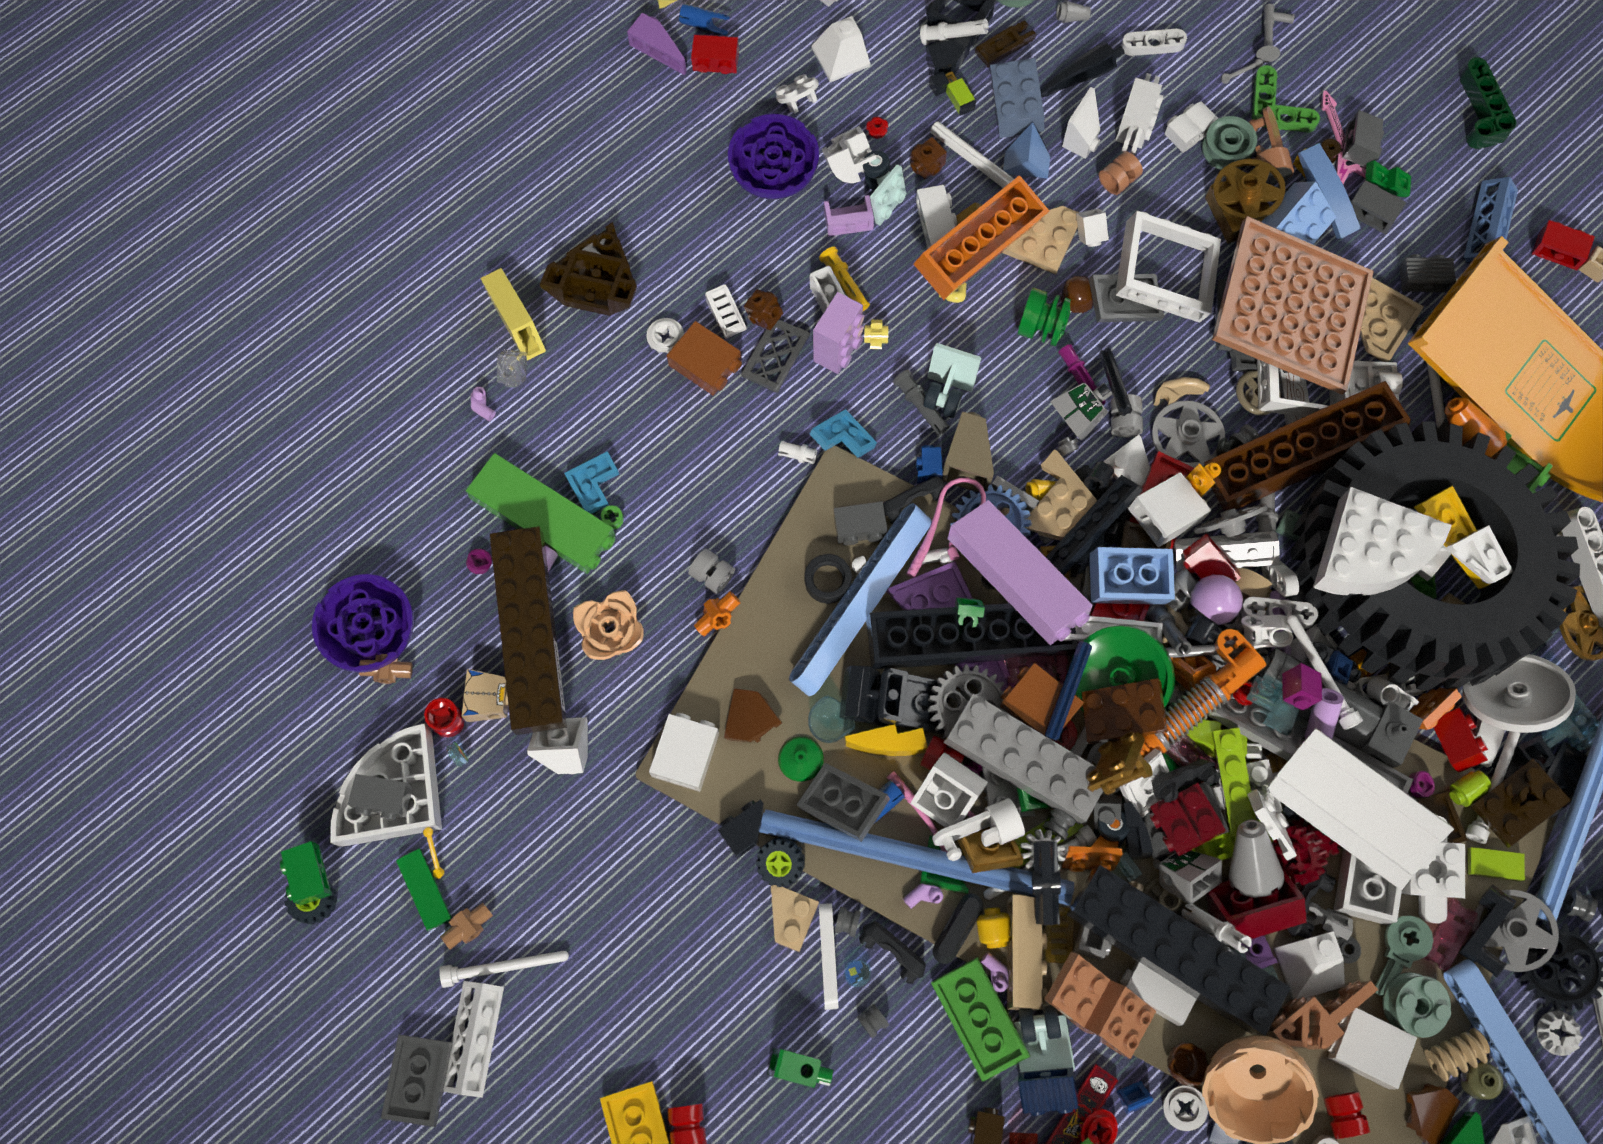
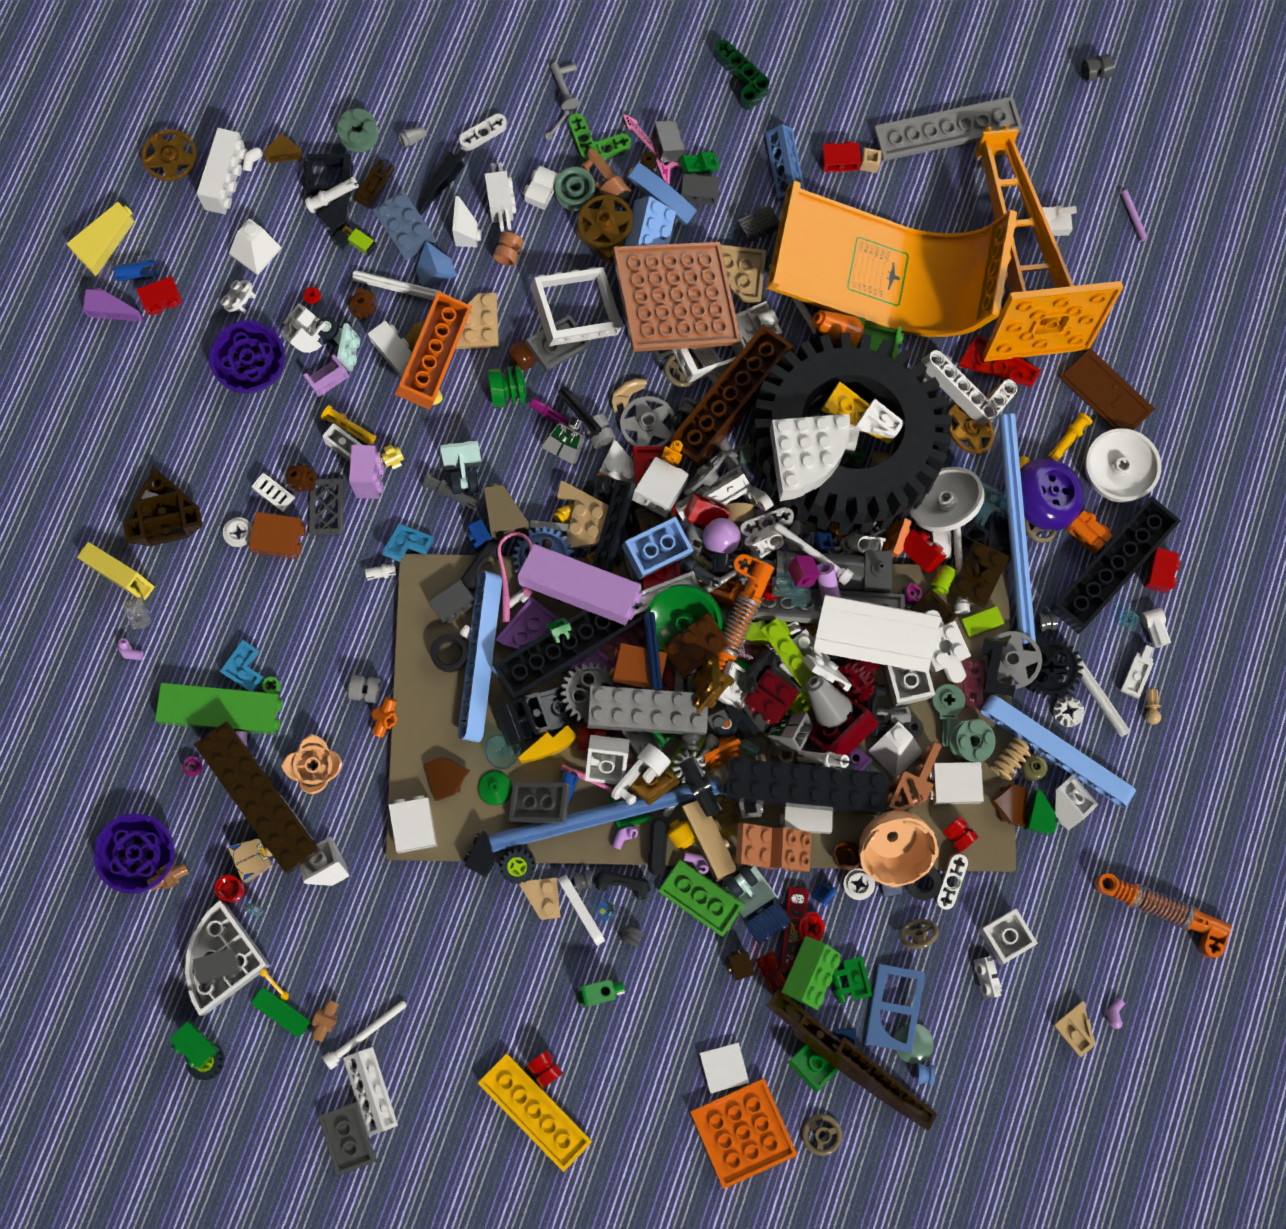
camera: 35 degrees left, 5 degrees up
(1067, 446) = (568, 473): flat silver plate -> none
(1092, 227) = (507, 300): white brick -> none

